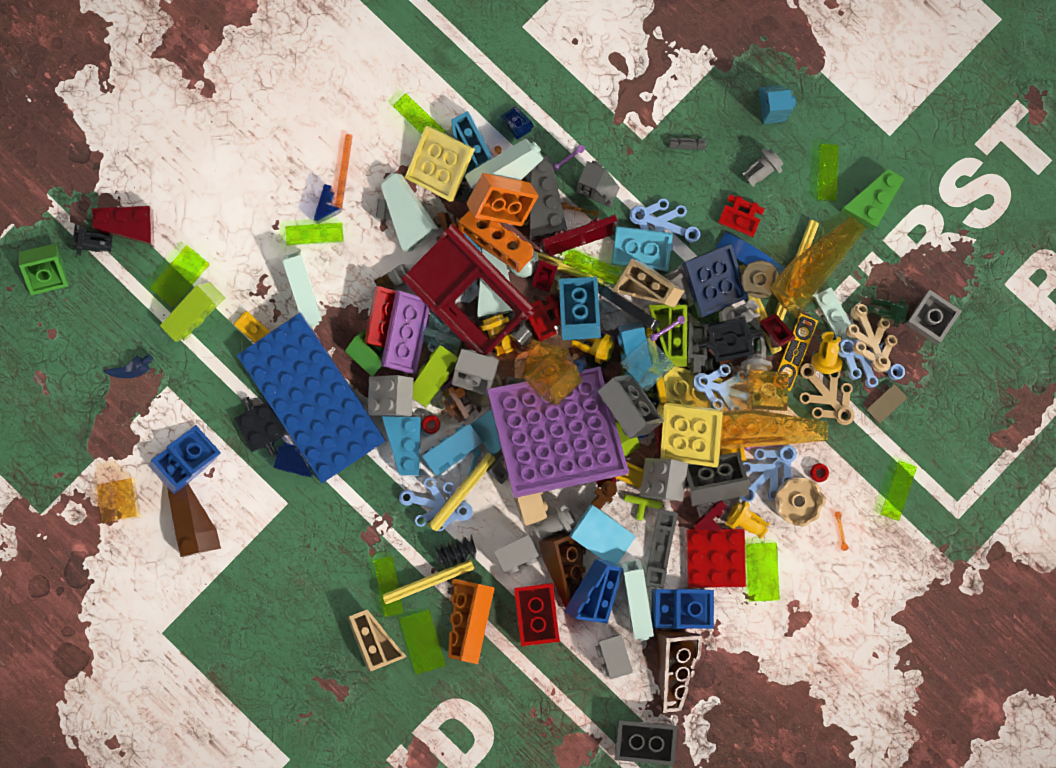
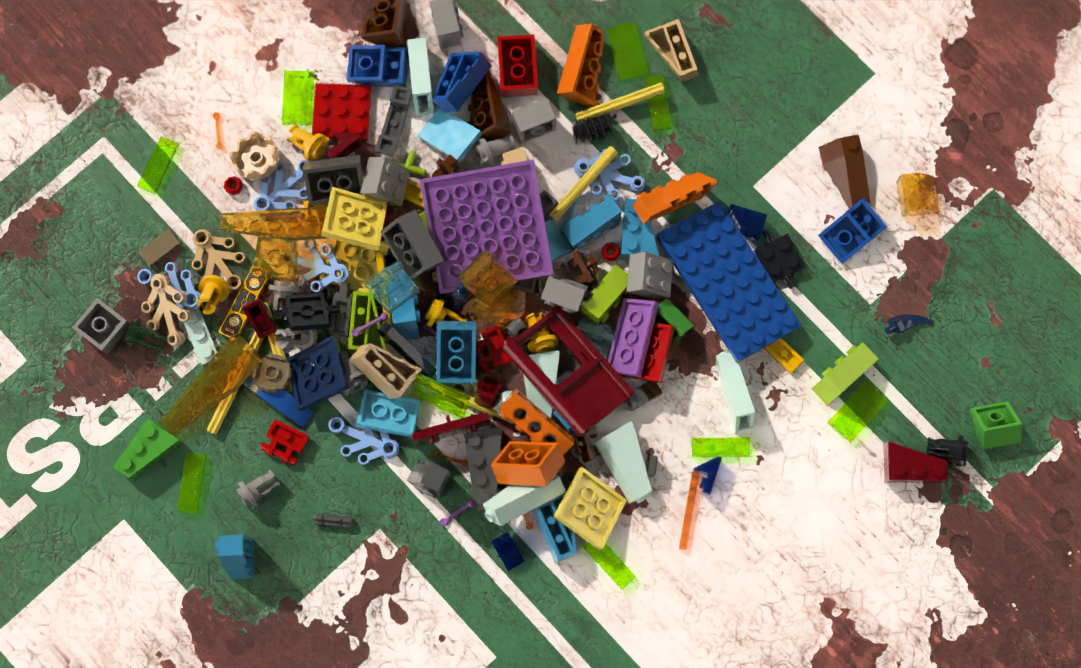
camera: 170 degrees left, 5 degrees down
(370, 478) = (672, 196): none -> orange wedge

